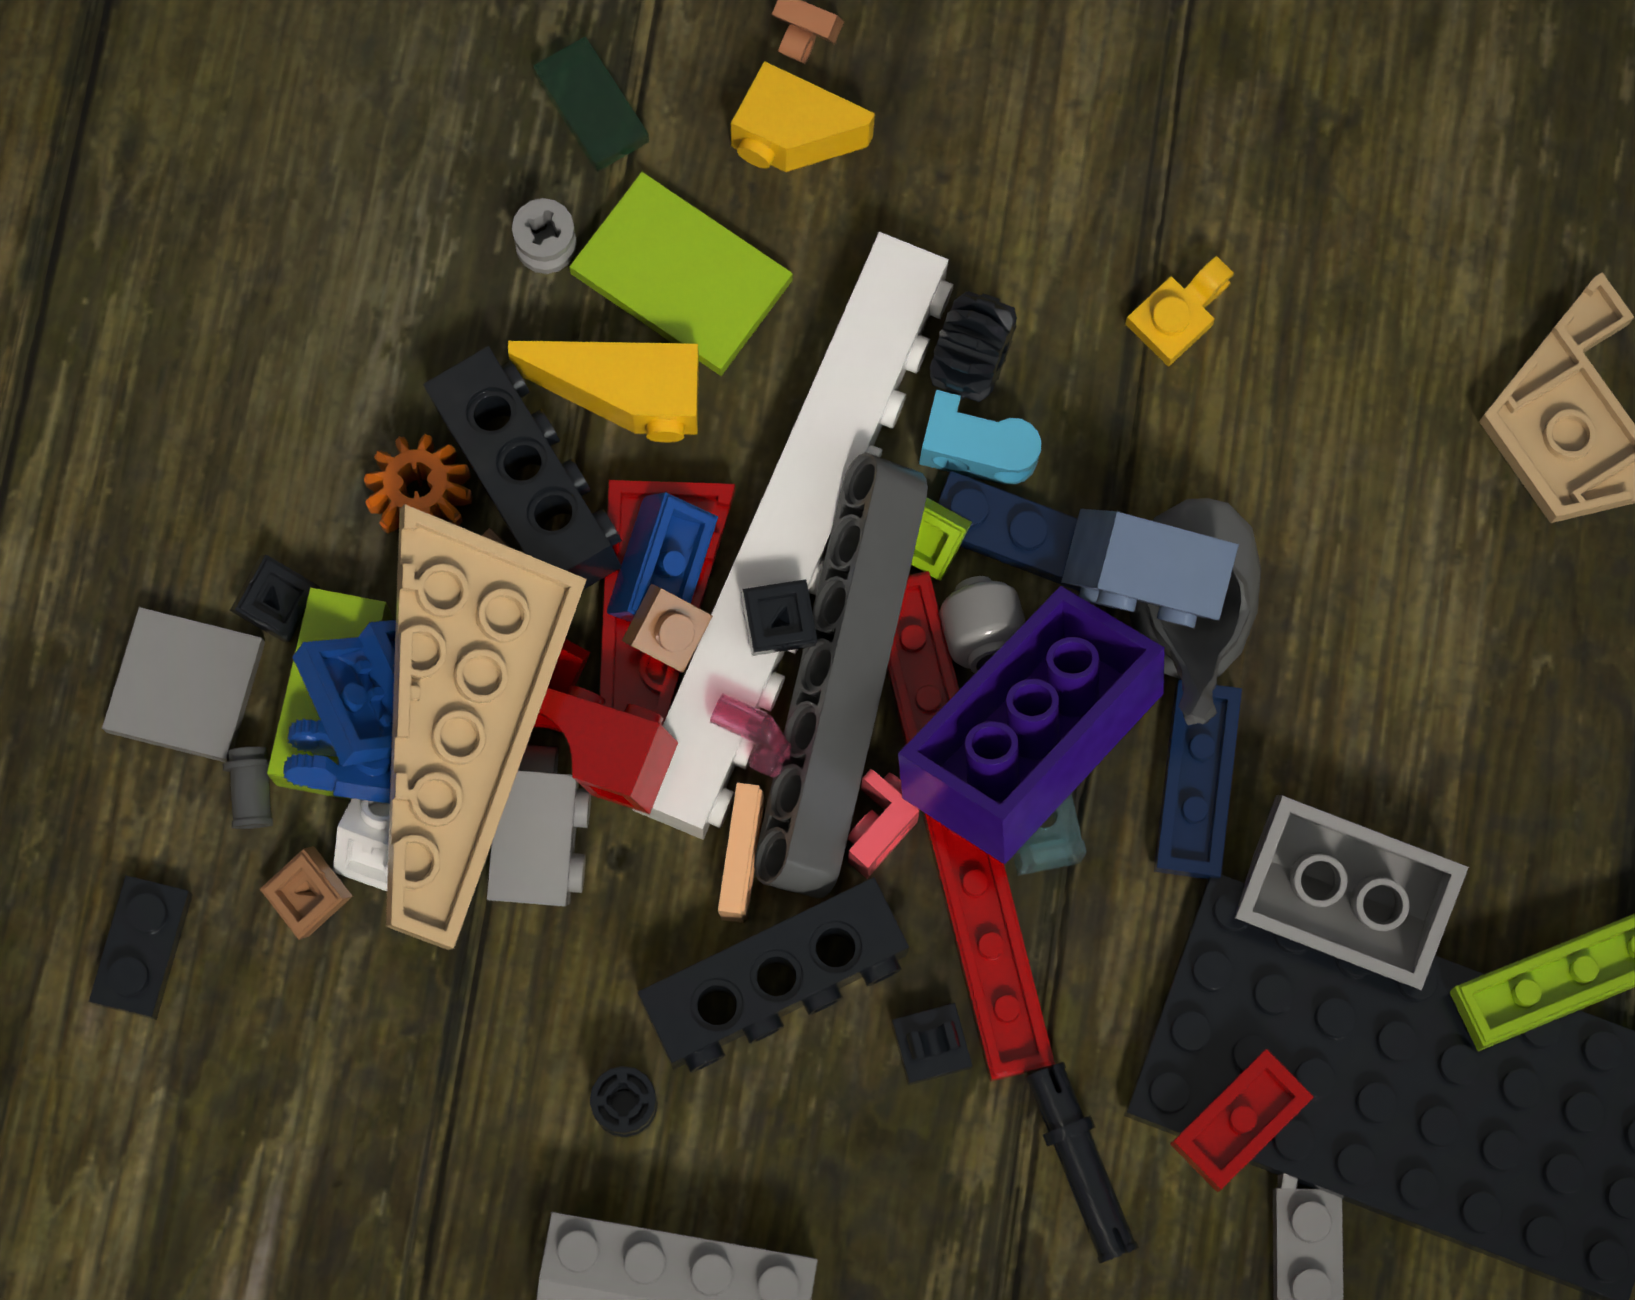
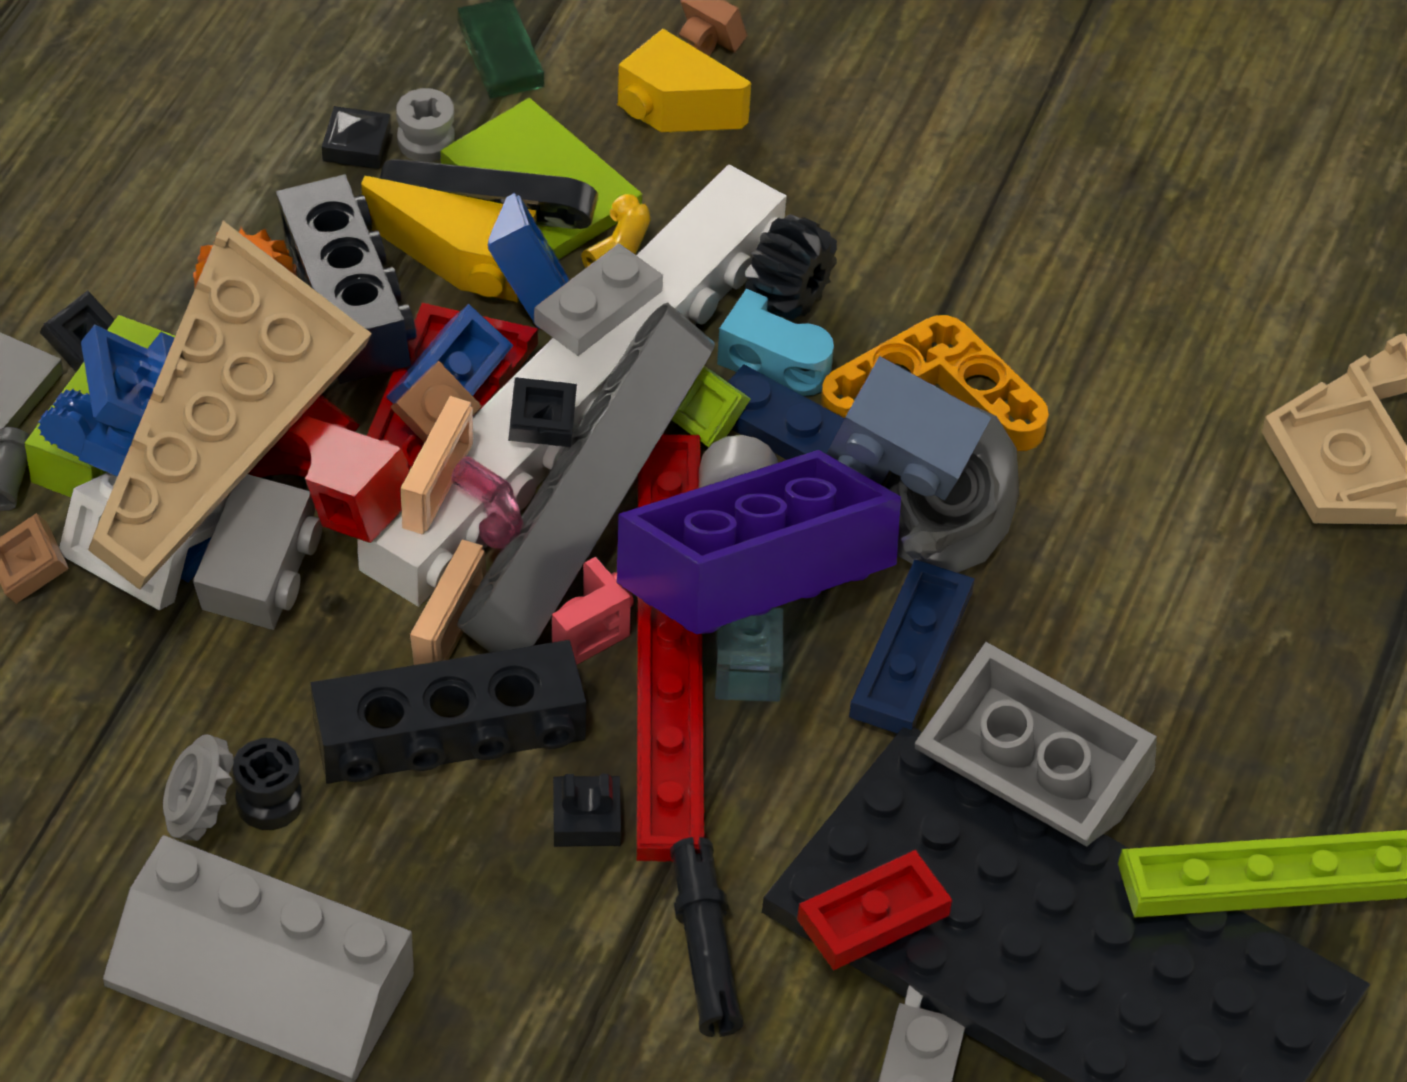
camera: 15 degrees right, 25 degrees down
(475, 265) = (356, 137): none -> black tile
(567, 1153) = (197, 787): none -> light grey gear
(639, 326) = (556, 199): none -> black beam
(694, 715) = (432, 470): none -> light nougat tile
(711, 413) = (525, 255): none -> blue slope
(788, 339) = (631, 227): none -> yellow arm
(794, 451) = (598, 299): none -> light grey plate
(1156, 422) = (949, 370): none -> light orange beam
(1176, 316) = (994, 298): yellow plate -> none

